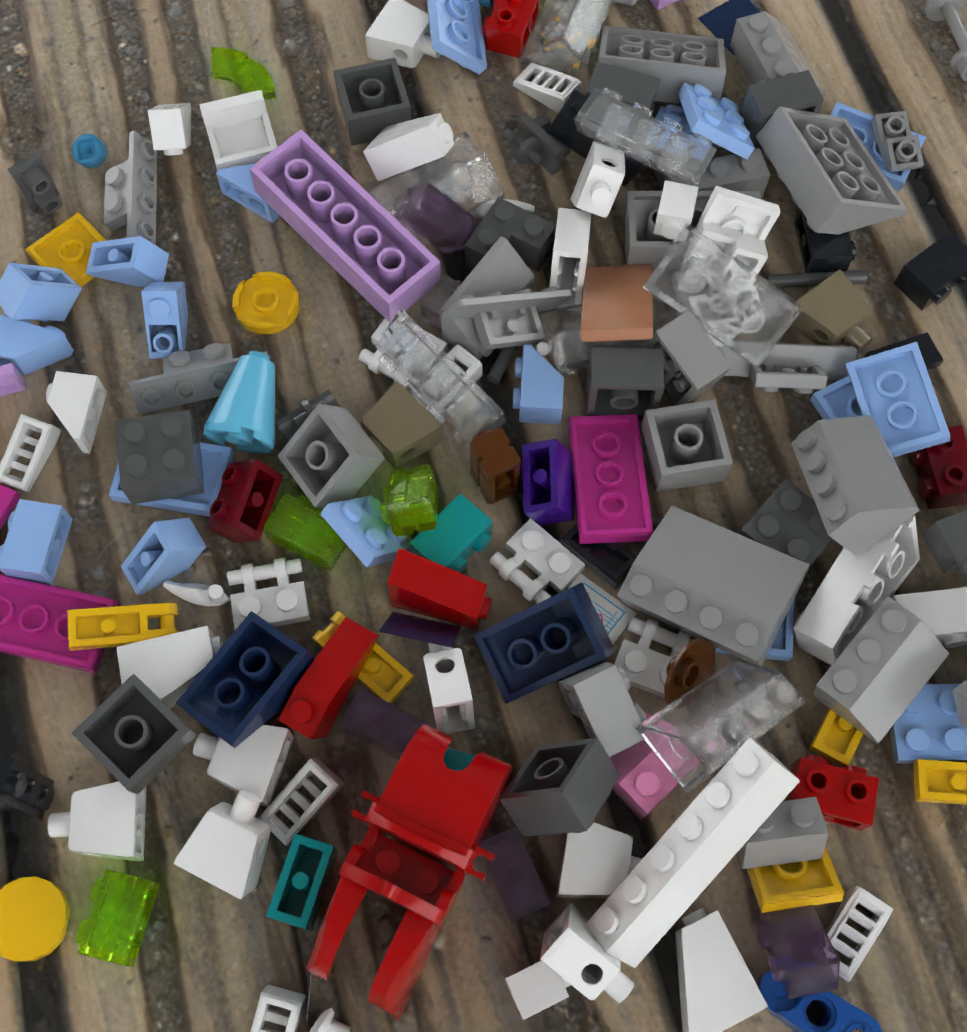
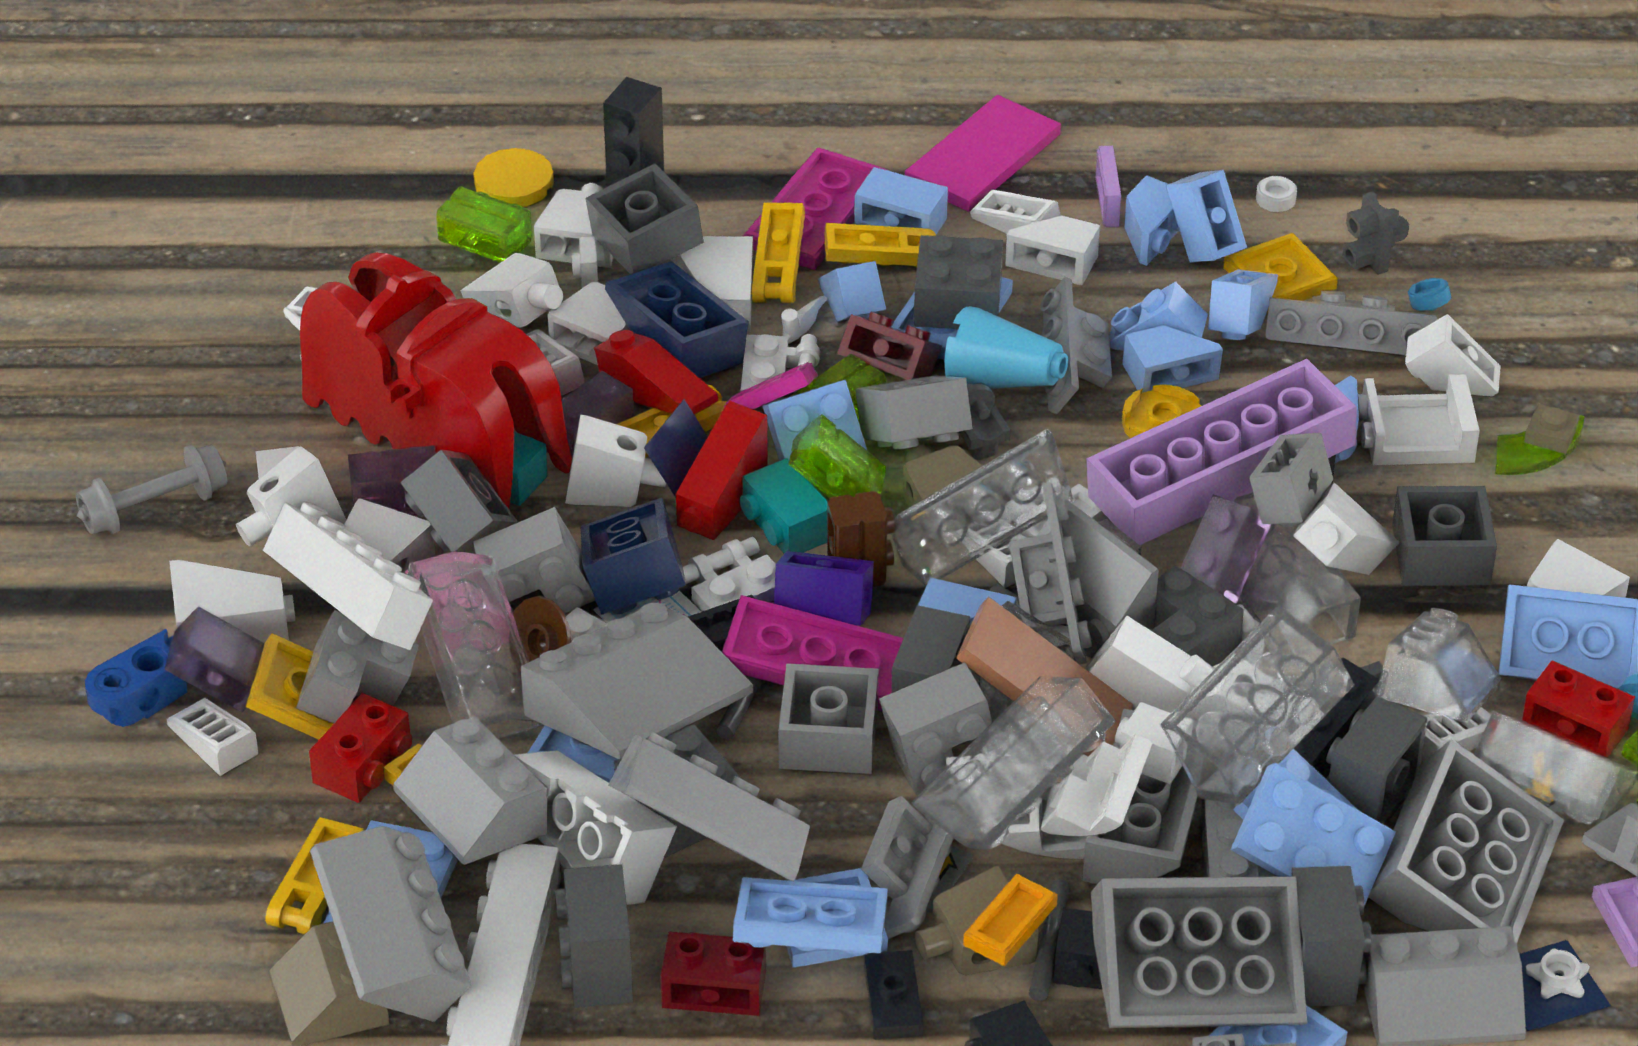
camera: 105 degrees right, 25 degrees down
(94, 548) = (873, 243): none -> yellow plate
(165, 797) = (585, 264): none -> white plate
(208, 305) = (1170, 358): none -> light blue slope
(236, 58) = (1551, 428): none -> dark tan plate
(331, 574) = (776, 387): none -> dark pink tile
(386, 161) = (1291, 479): none -> light grey brick
(531, 78) = (1438, 667): none -> clear slope
(729, 8) = (1559, 962): none -> white plate
(845, 282) = (1010, 919): none -> light orange tile

